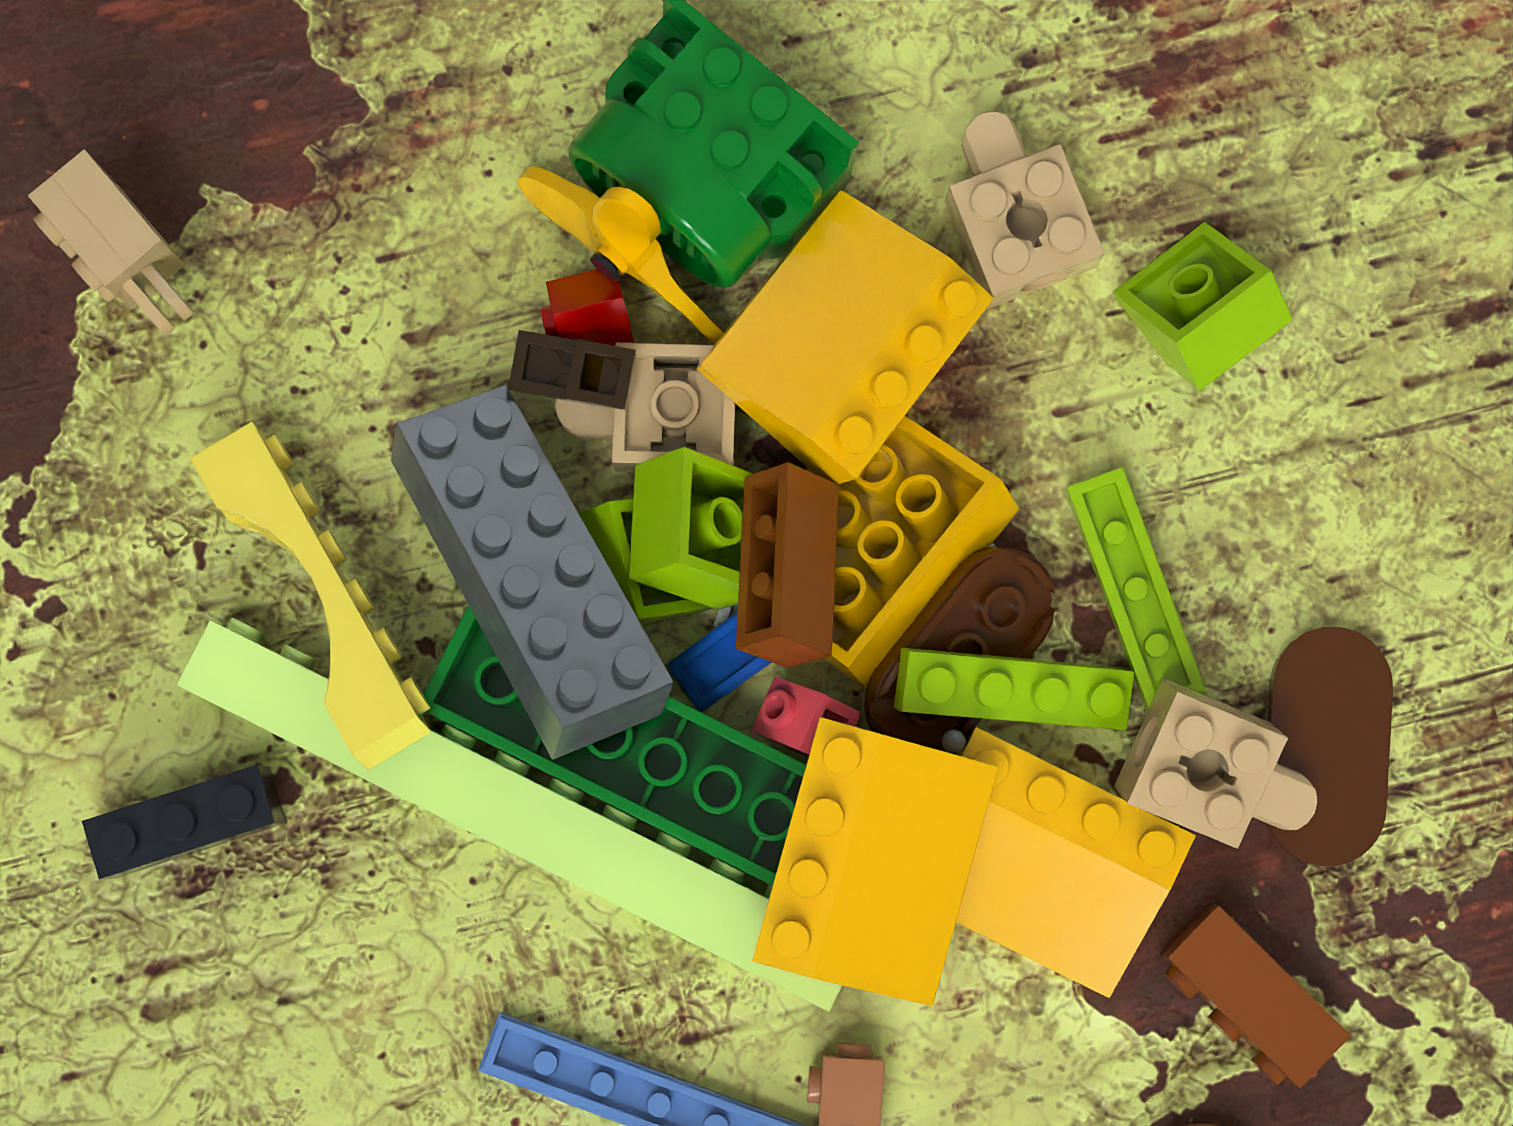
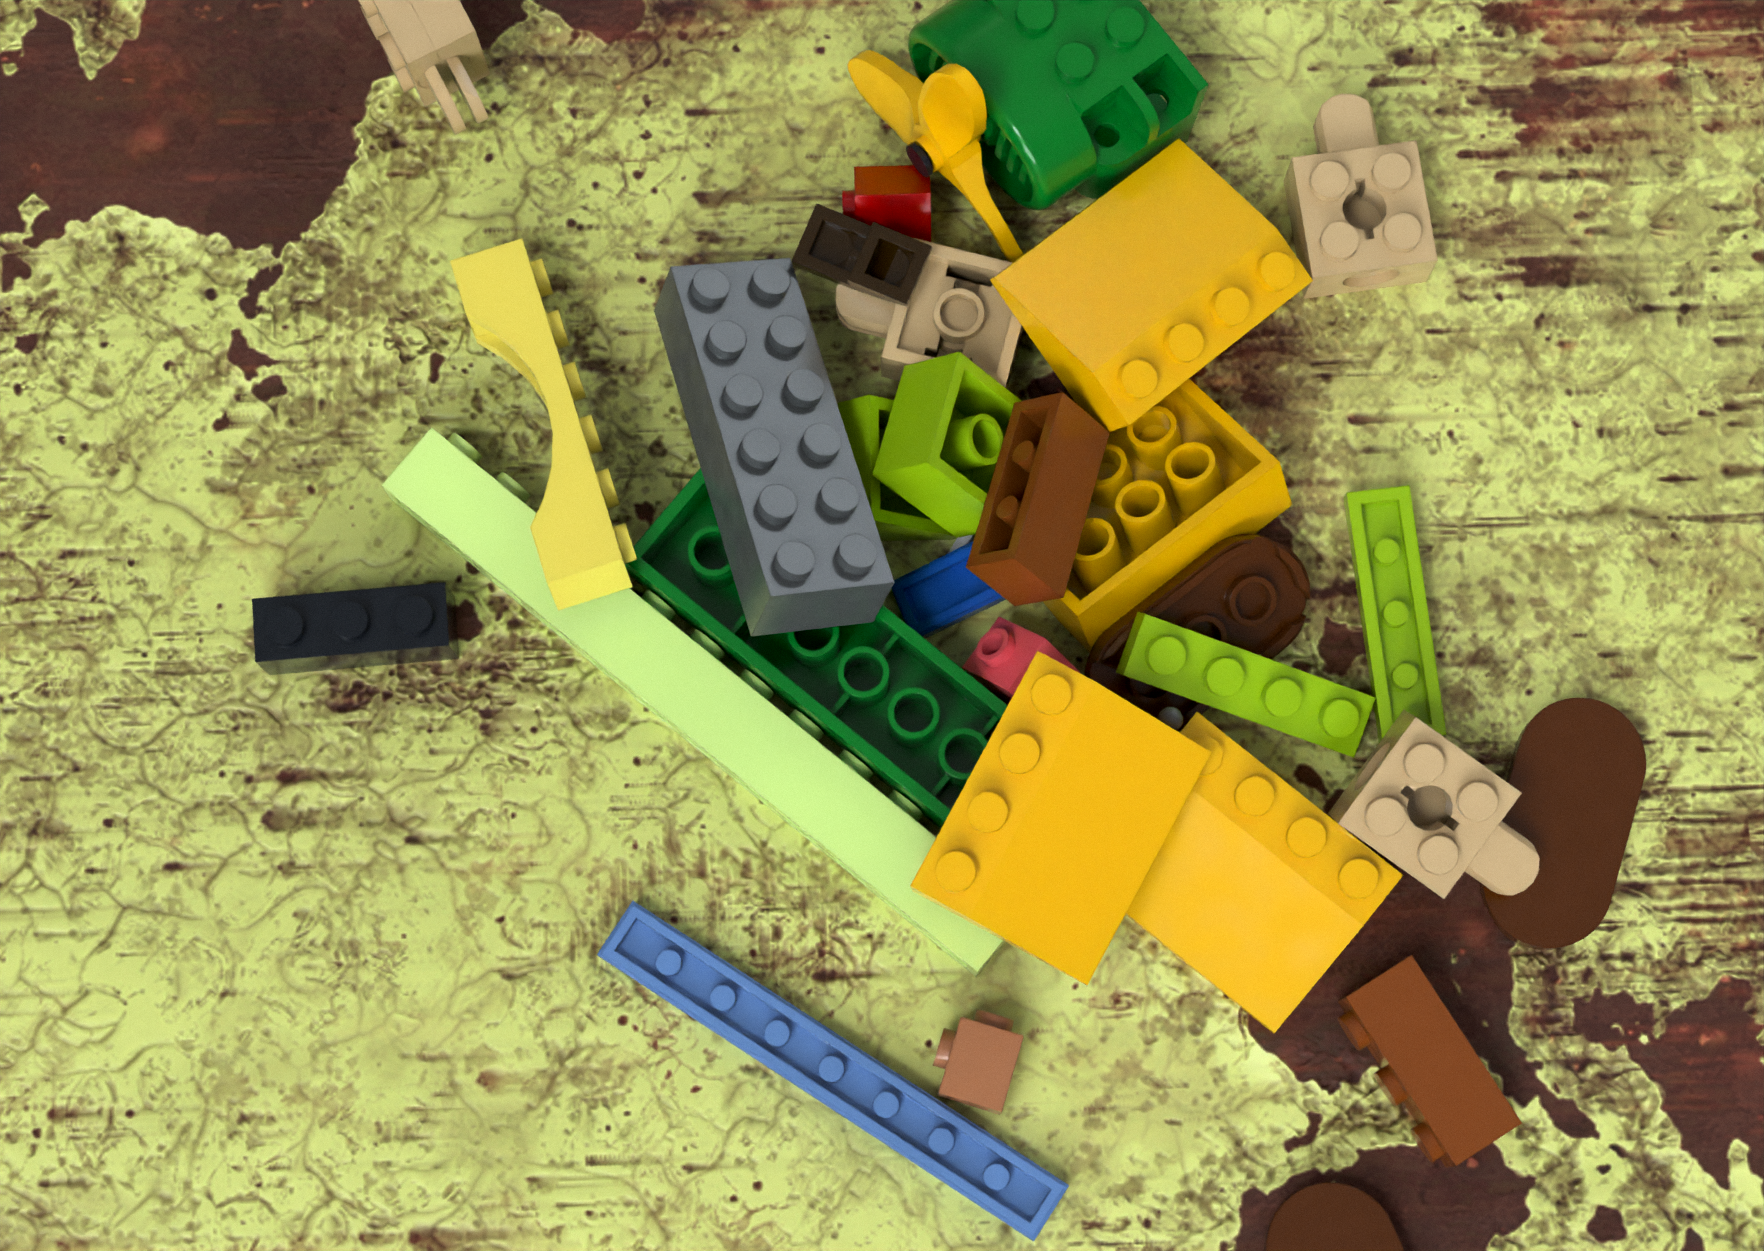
camera: 15 degrees right, 5 degrees down
(1204, 305) = (1531, 341): lime slope -> none

